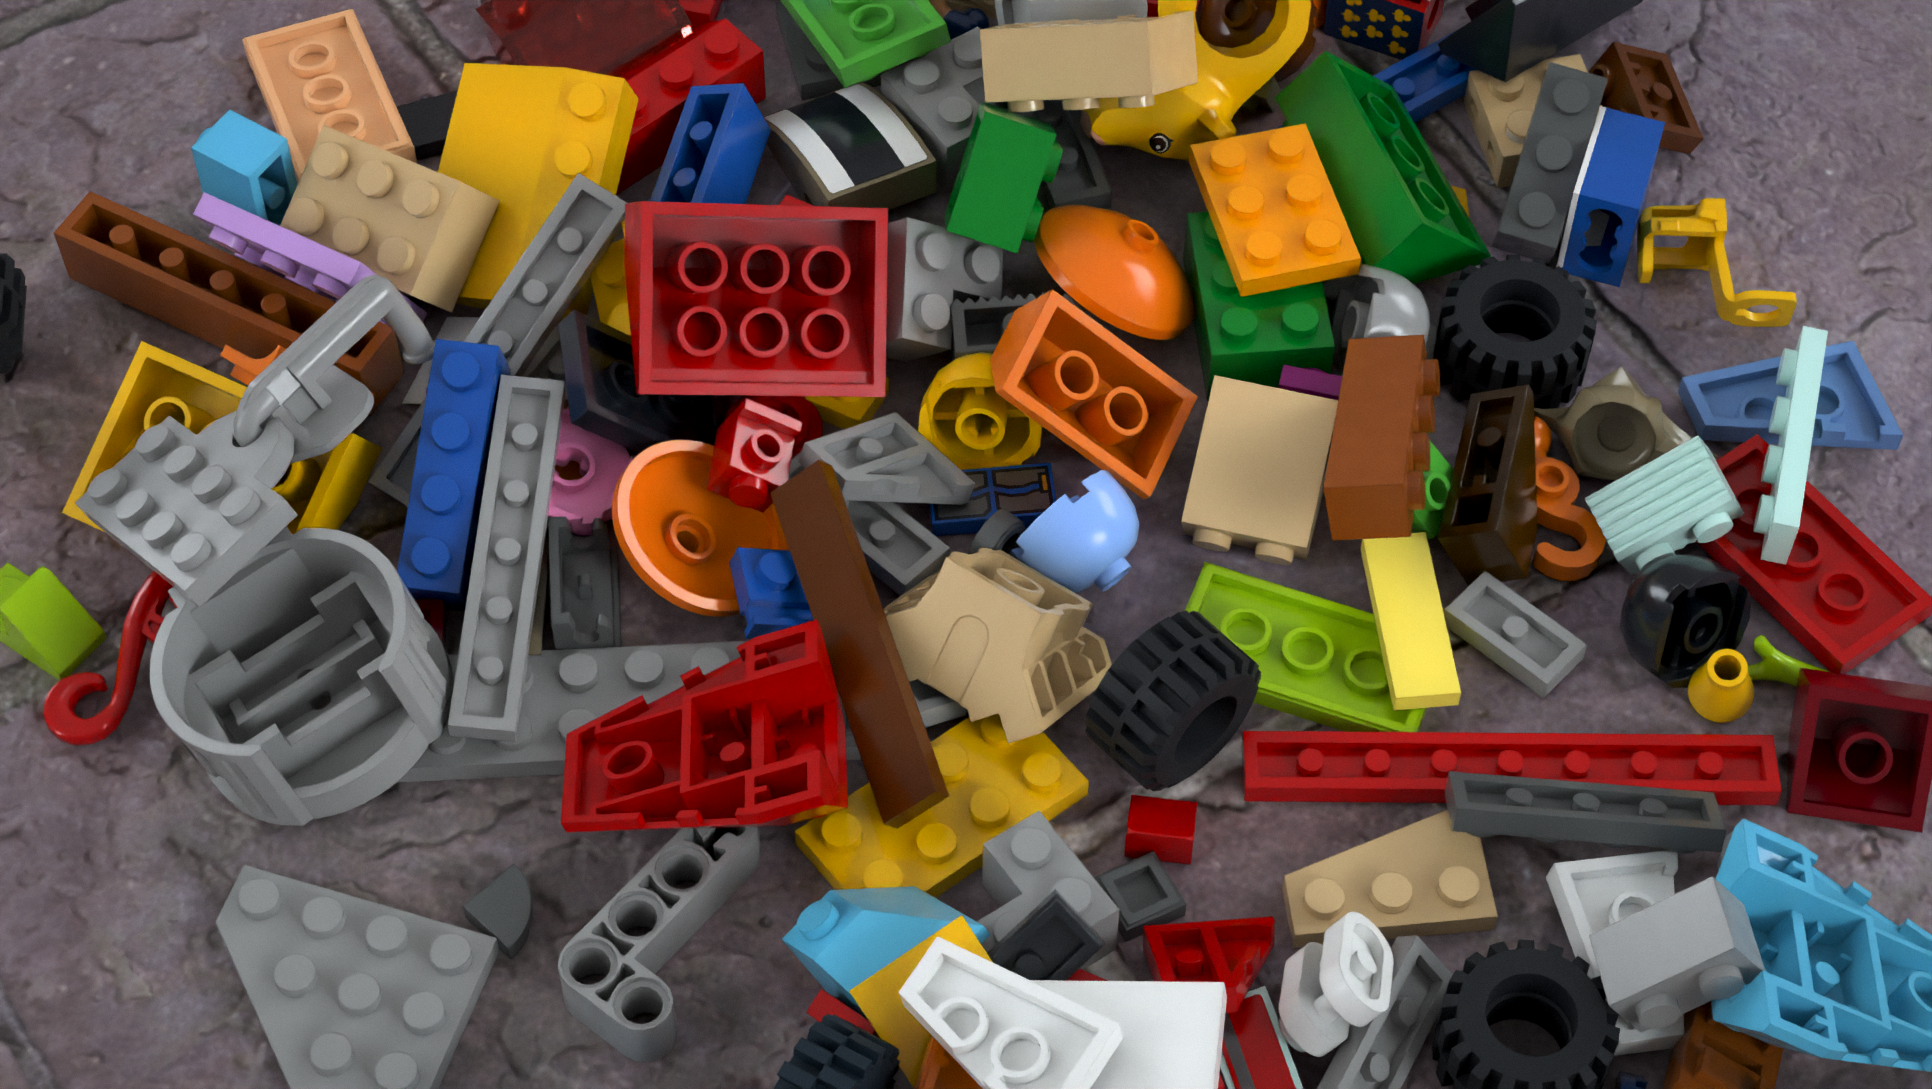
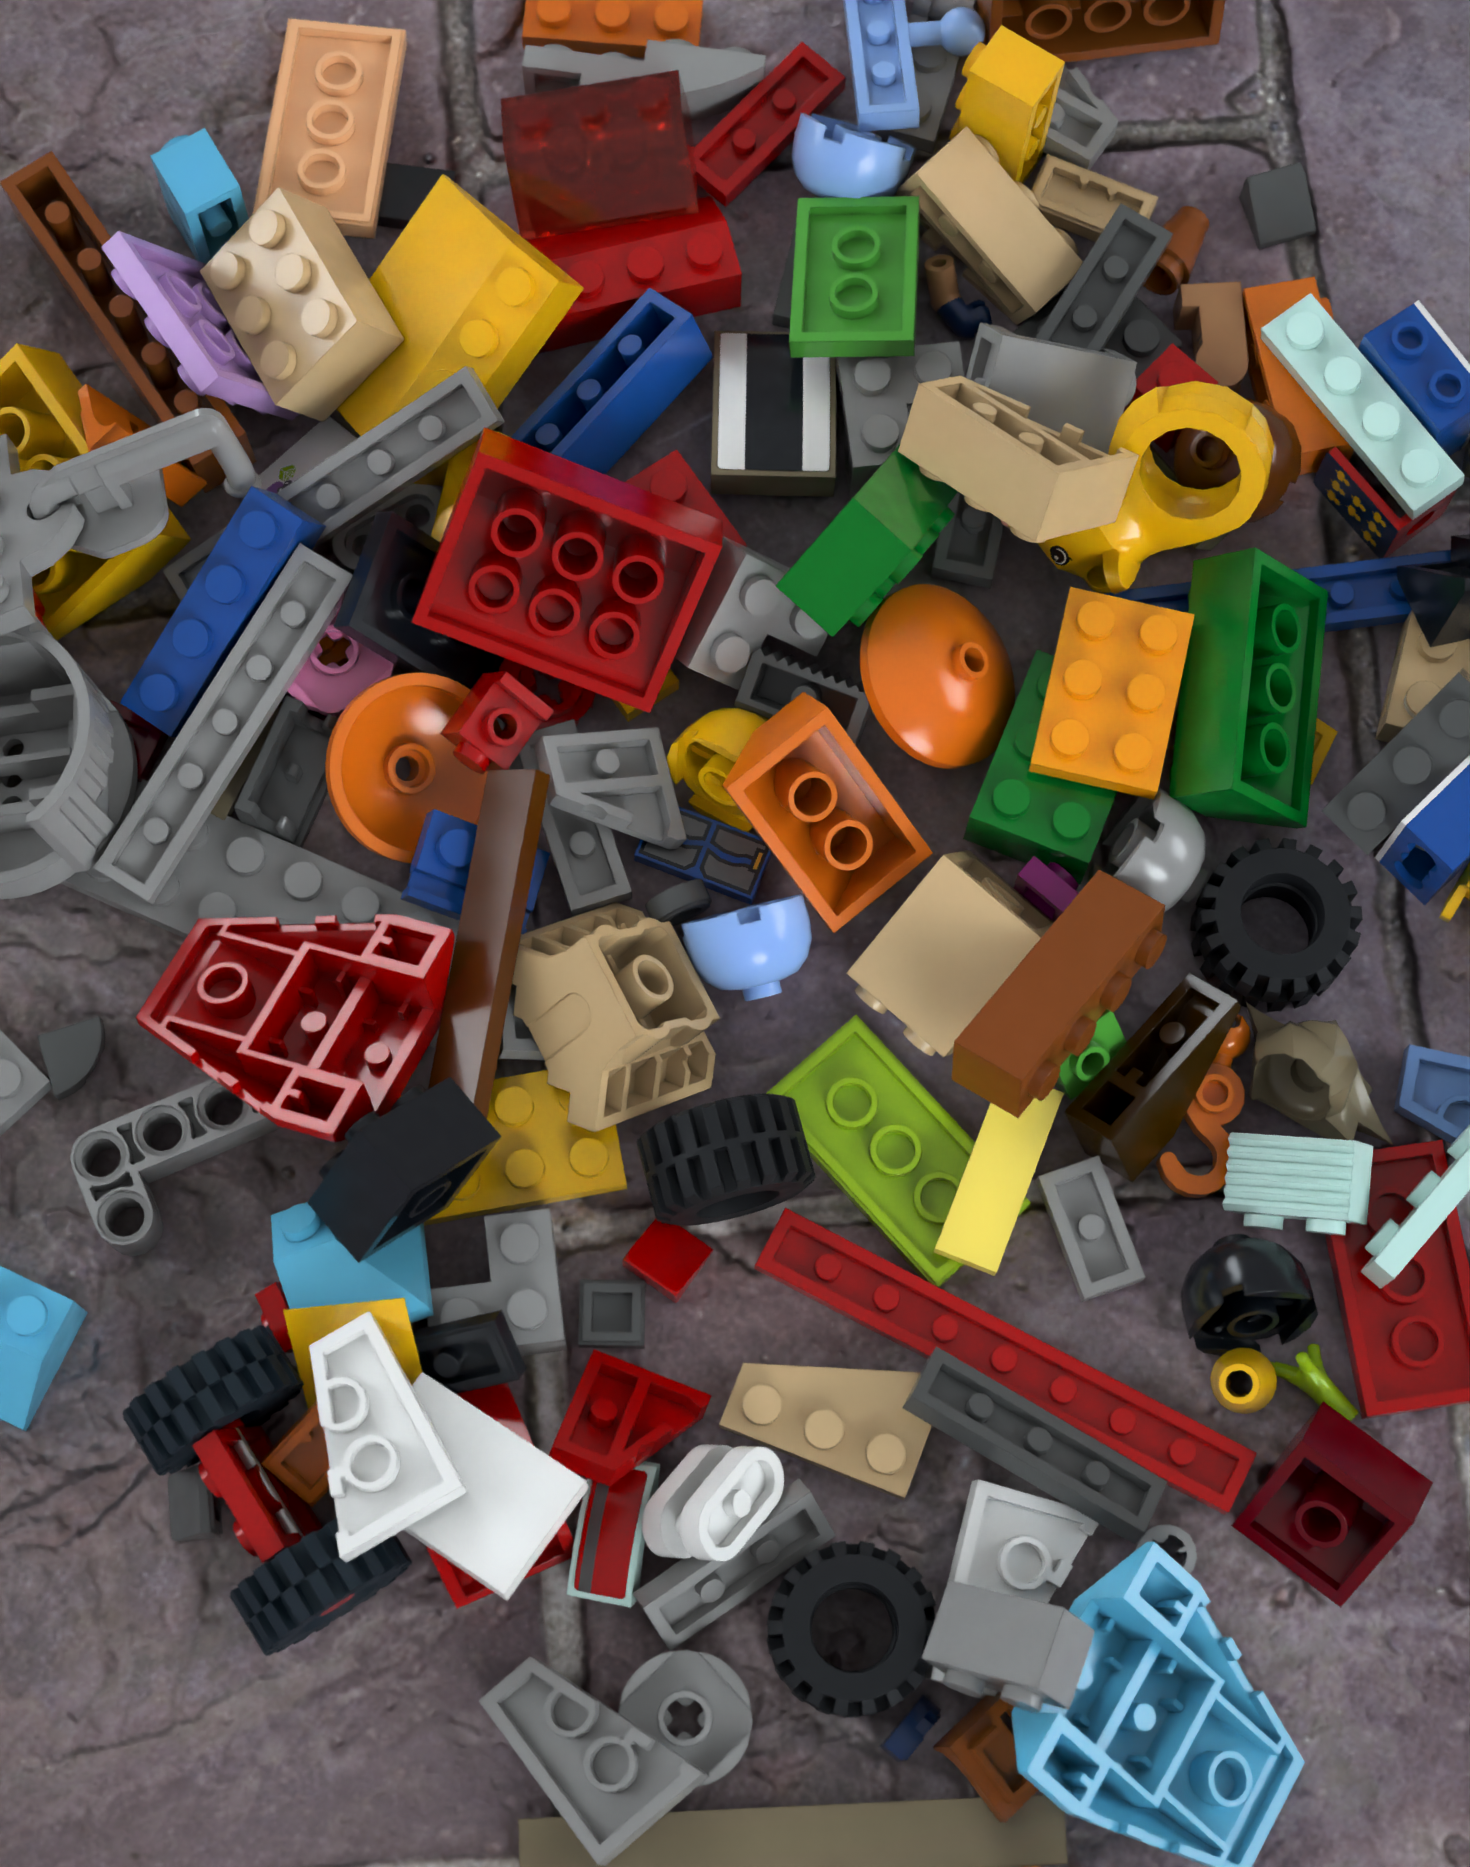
camera: 25 degrees right, 20 degrees up
(891, 817) = (402, 1167): none -> black brick

